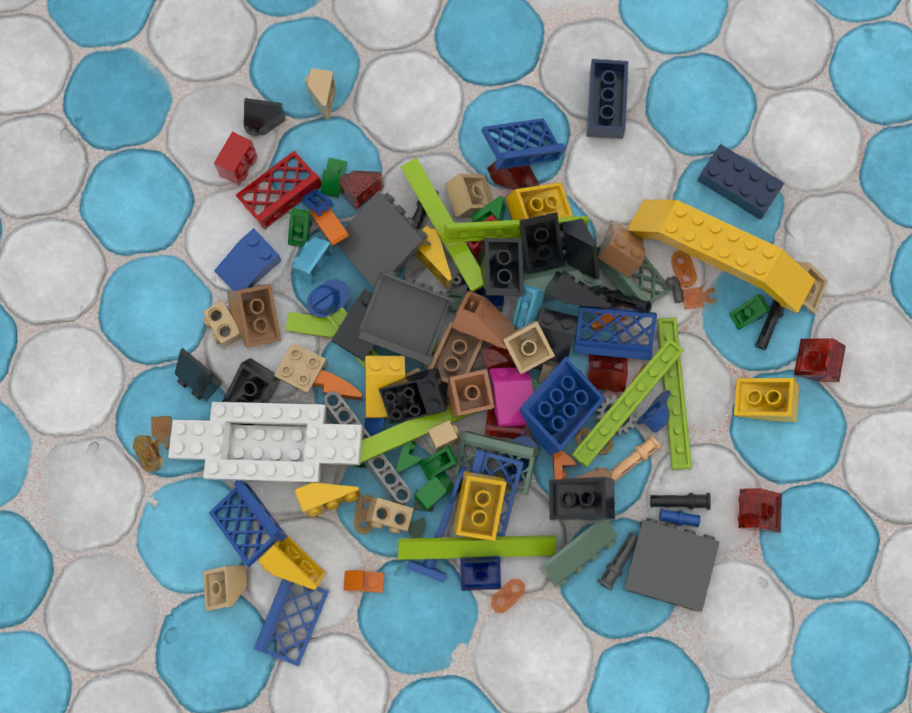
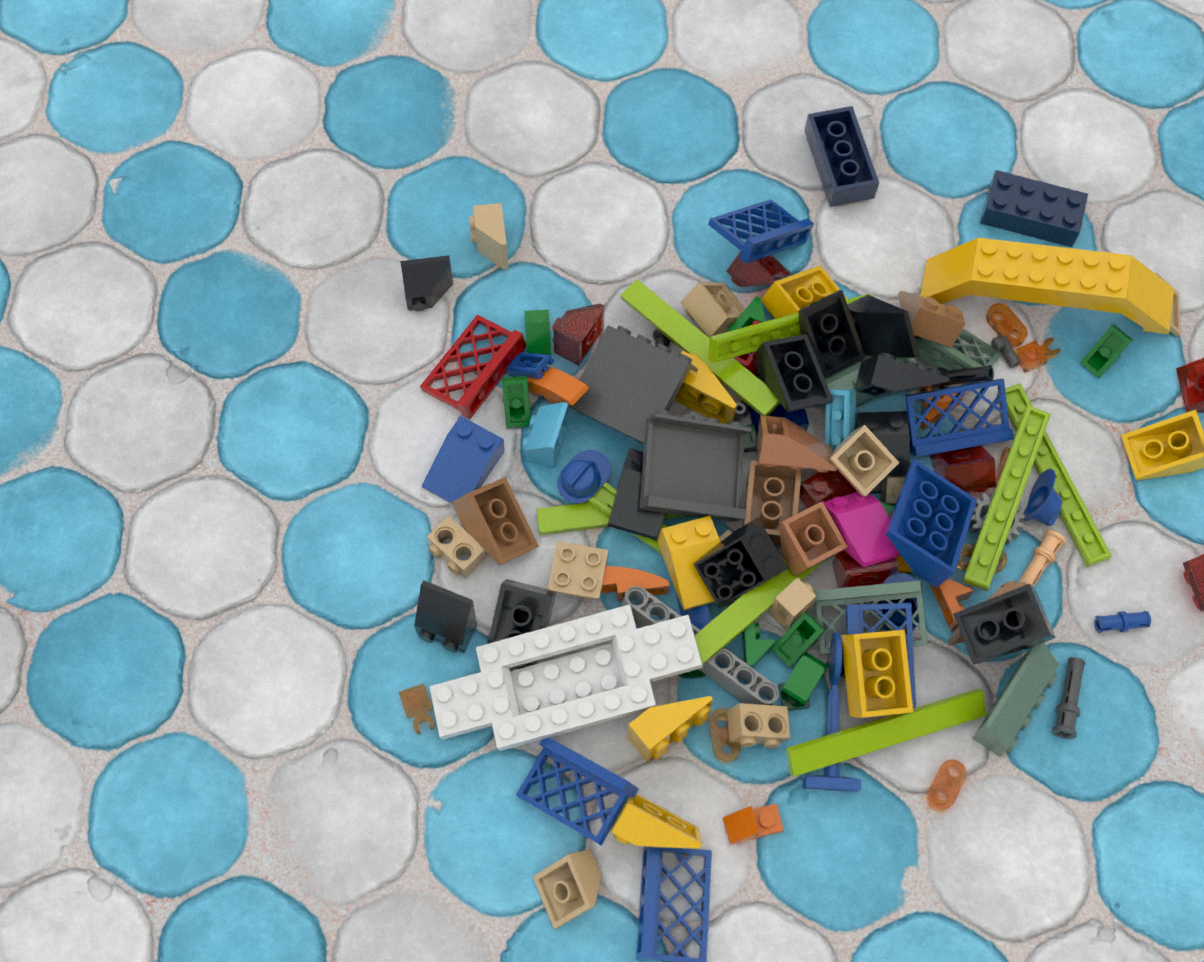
camera: 20 degrees left, 10 degrees down
(147, 454) = (408, 743): clear orange plate -> none
(236, 158) = (409, 339): red brick -> none
(417, 528) = (798, 732): dark green tile -> none
(480, 573) = (901, 764): clear blue slope -> none
(671, 565) = (1139, 683): dark grey panel -> none
(690, 501) = (1126, 597): black pin -> none
(774, 314) = (1135, 349): black pin -> none

